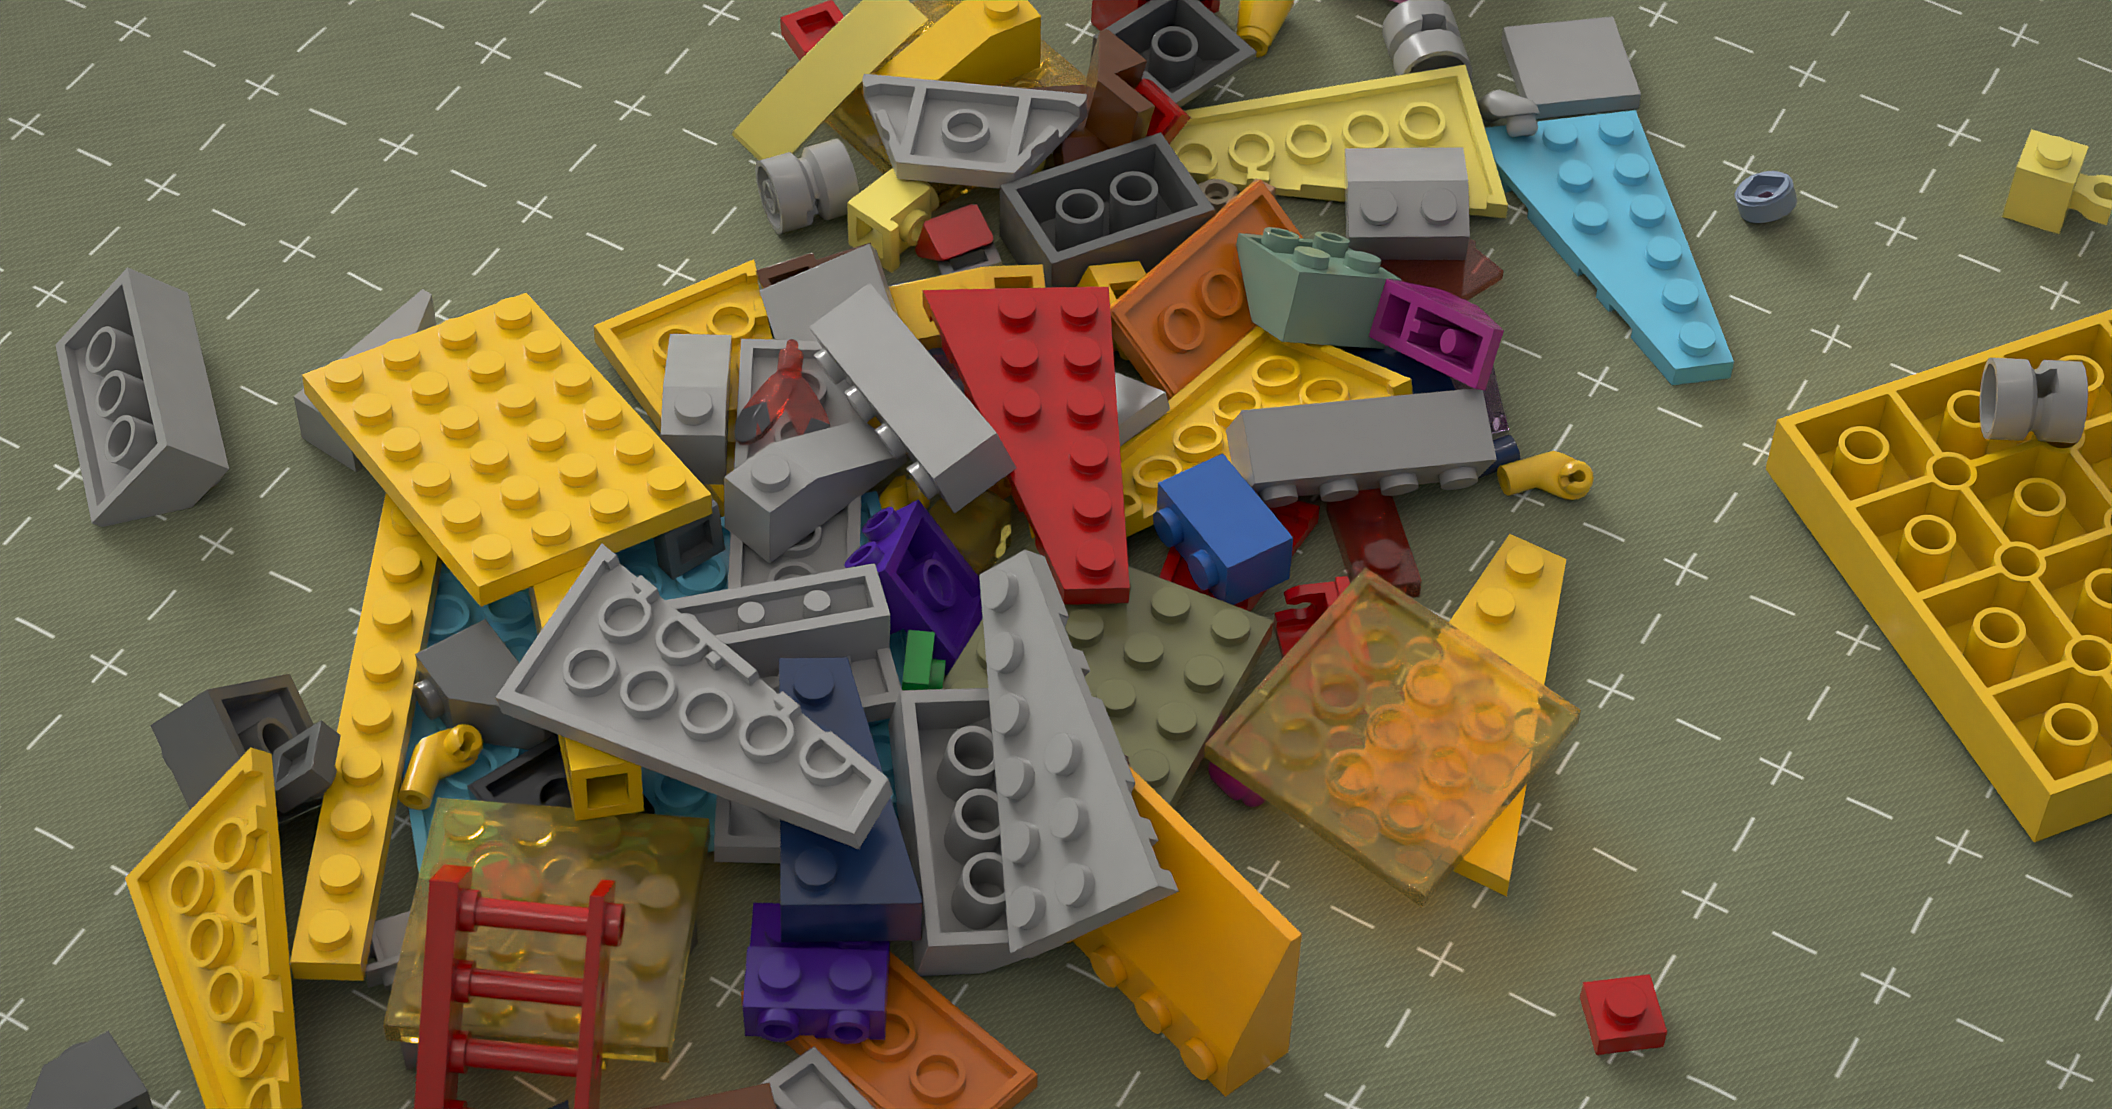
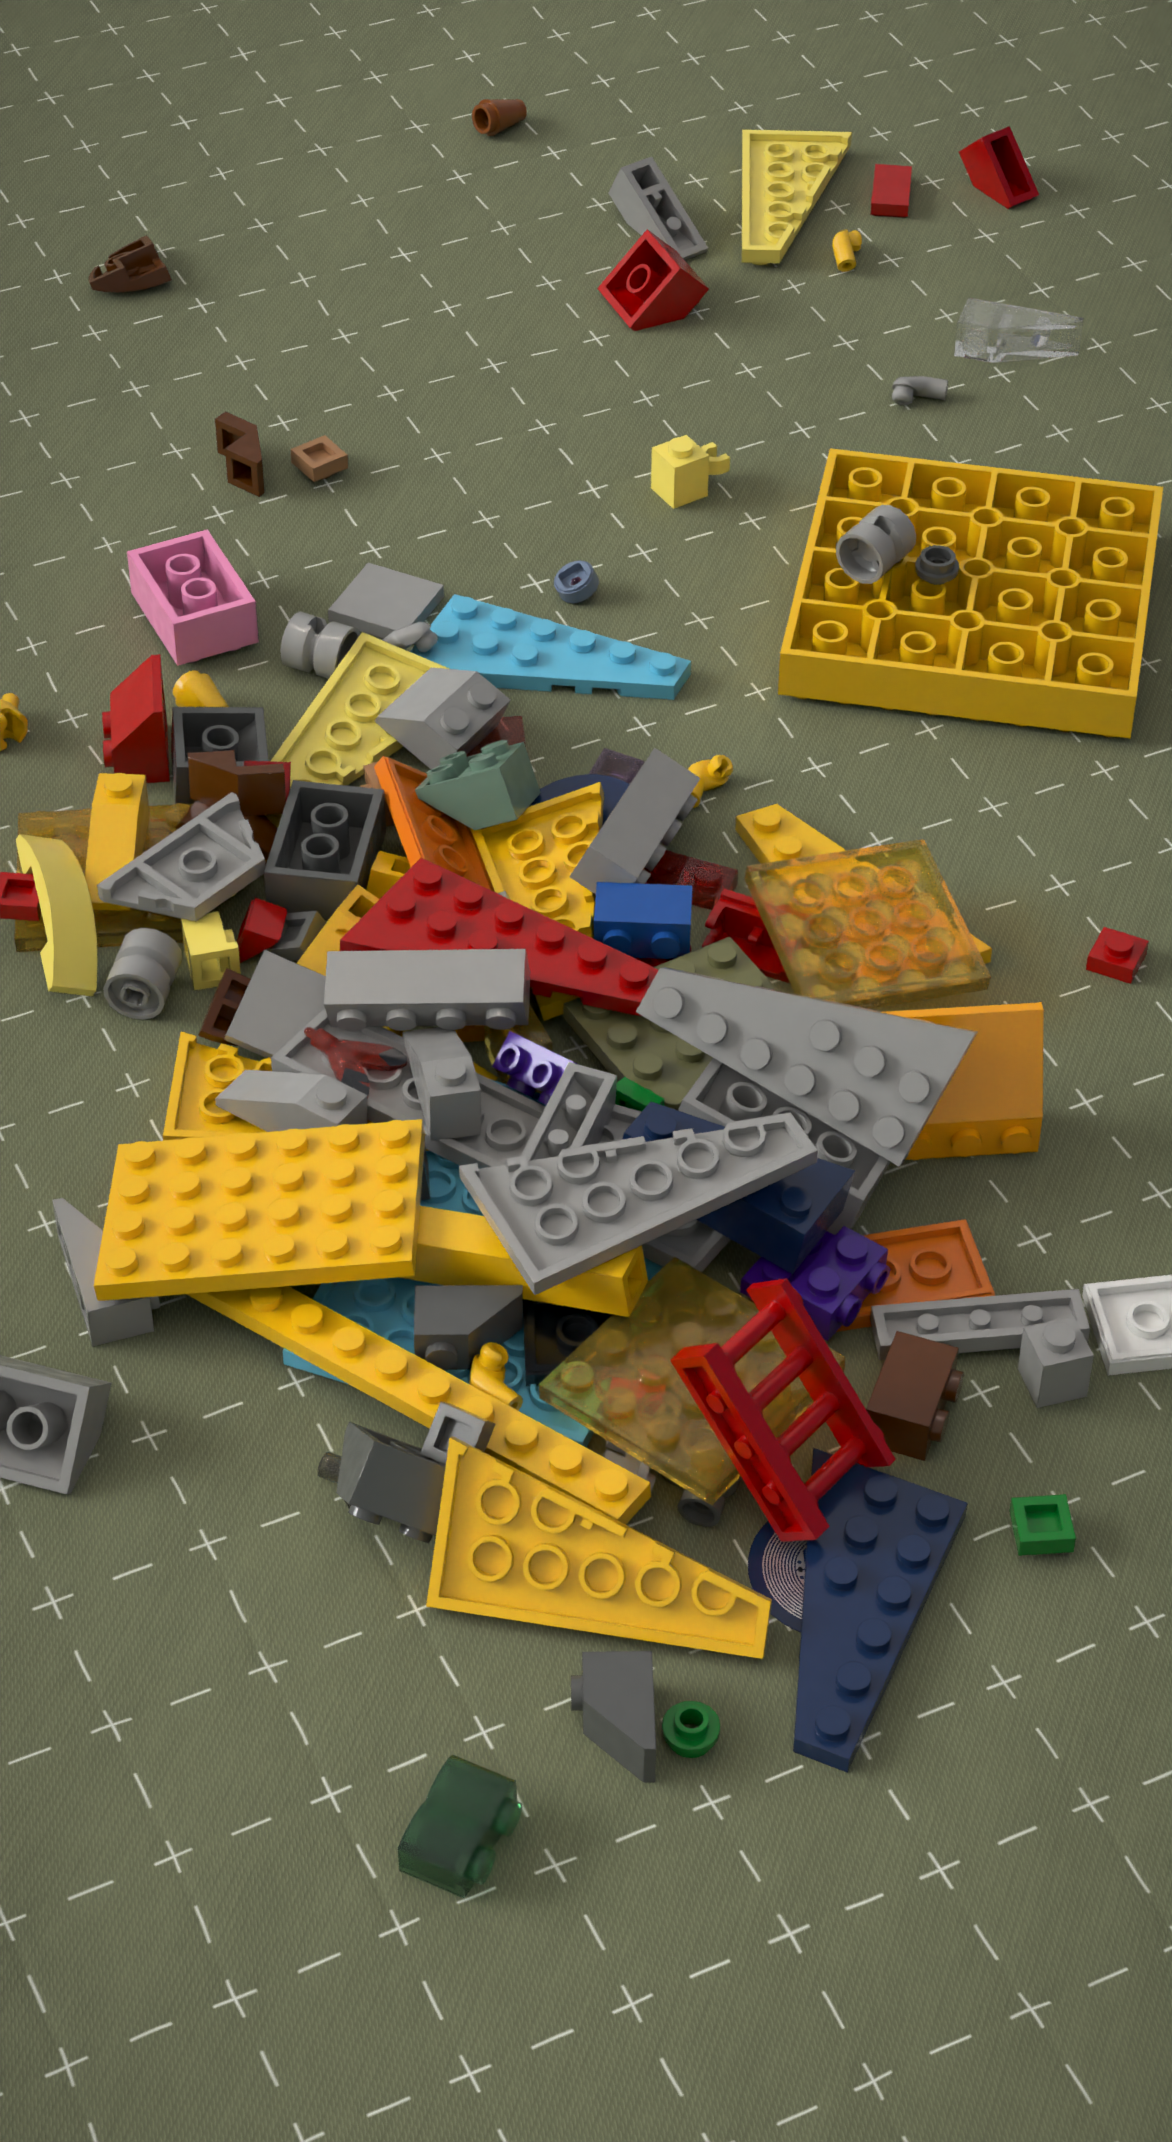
camera: 55 degrees left, 5 degrees down
(1438, 331) = (591, 743): magenta slope -> none
(2073, 479) = (937, 565): none -> dark grey plate

